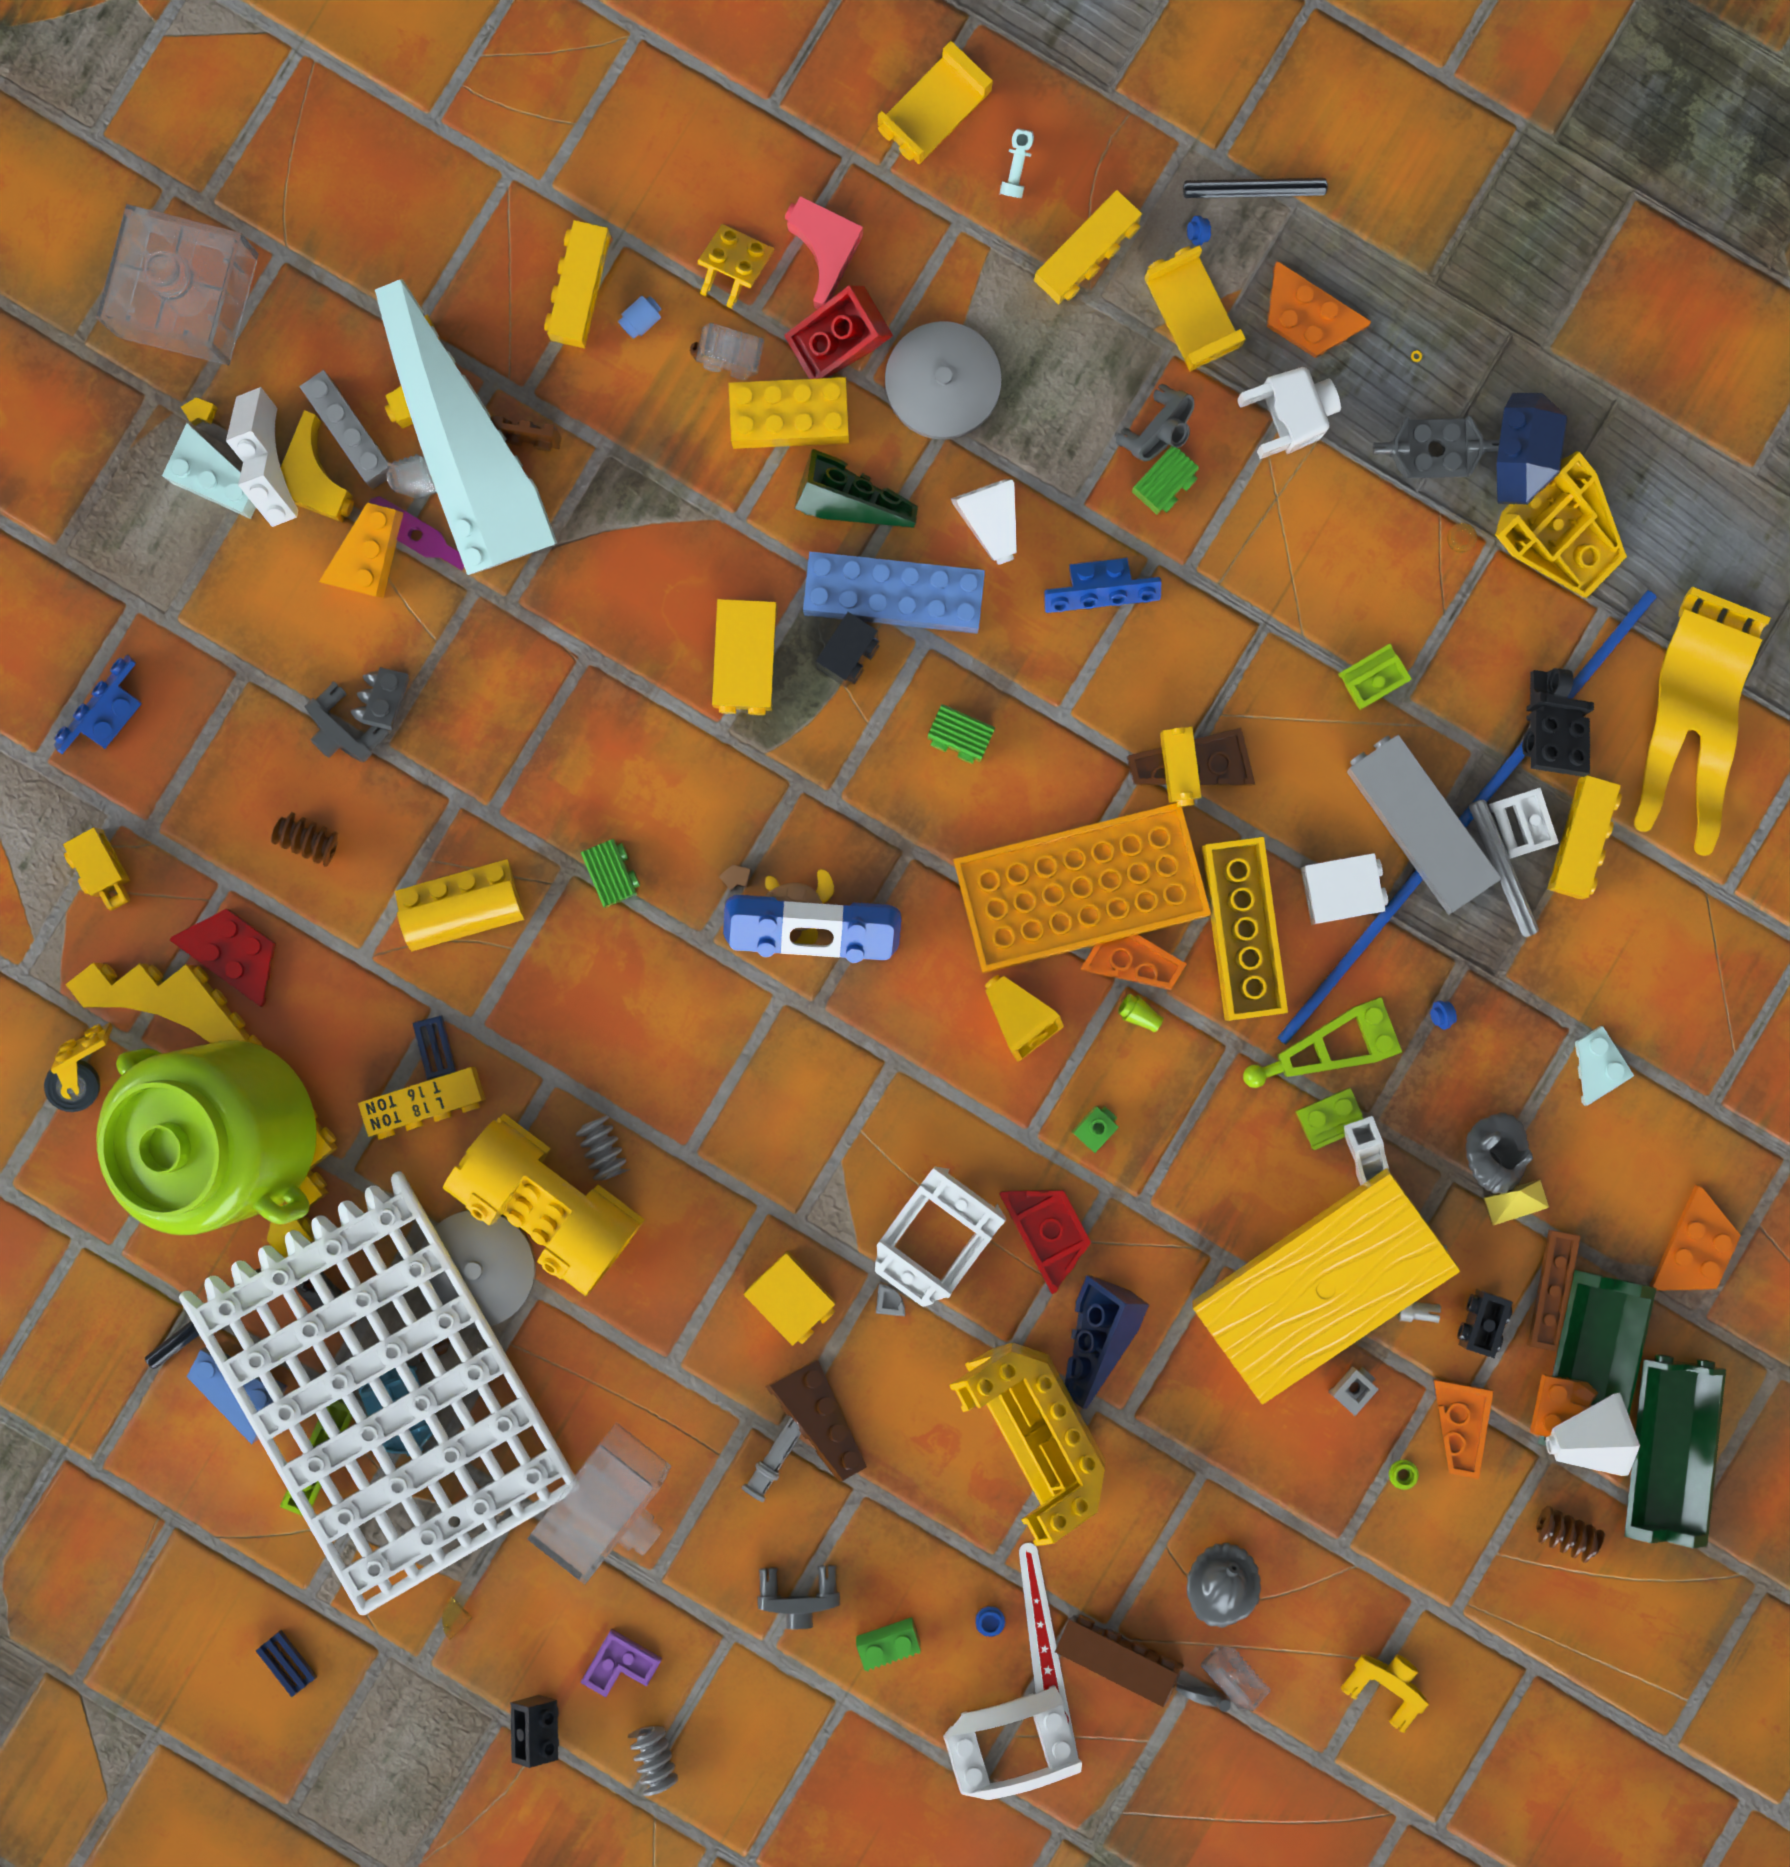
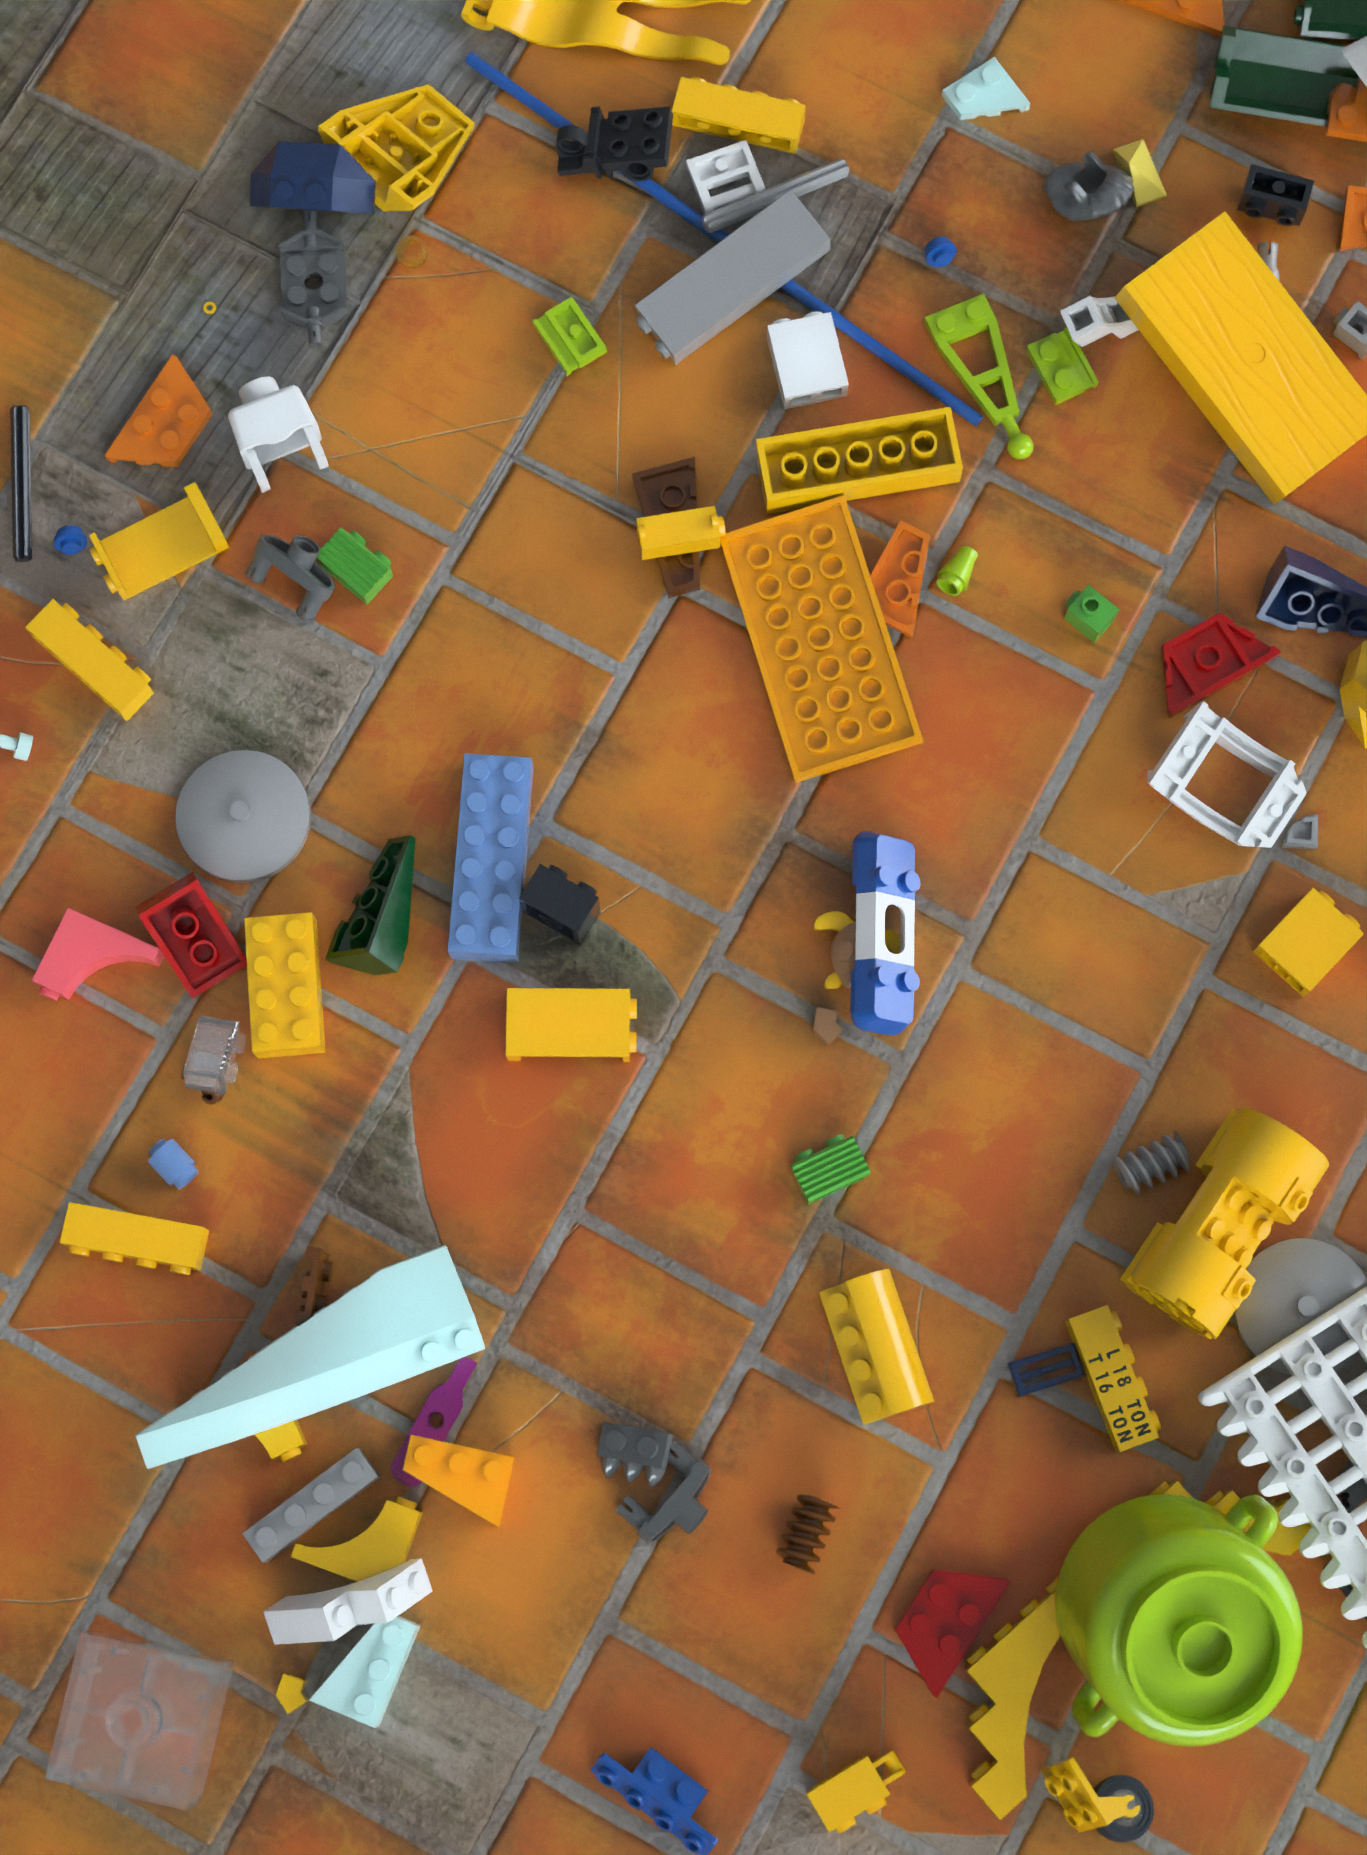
camera: 85 degrees left, 10 degrees down
(411, 477) = (370, 1418): clear brick -> none
(736, 257) = (101, 1055): yellow plate -> none
(960, 733) = (651, 777): bright green brick -> none
(991, 518) = (400, 752): white slope -> none
(1021, 1016) = (969, 698): yellow slope -> none
(1100, 586) = (475, 630): blue bracket -> none
(1553, 1289) = (1232, 129): dark orange plate -> none

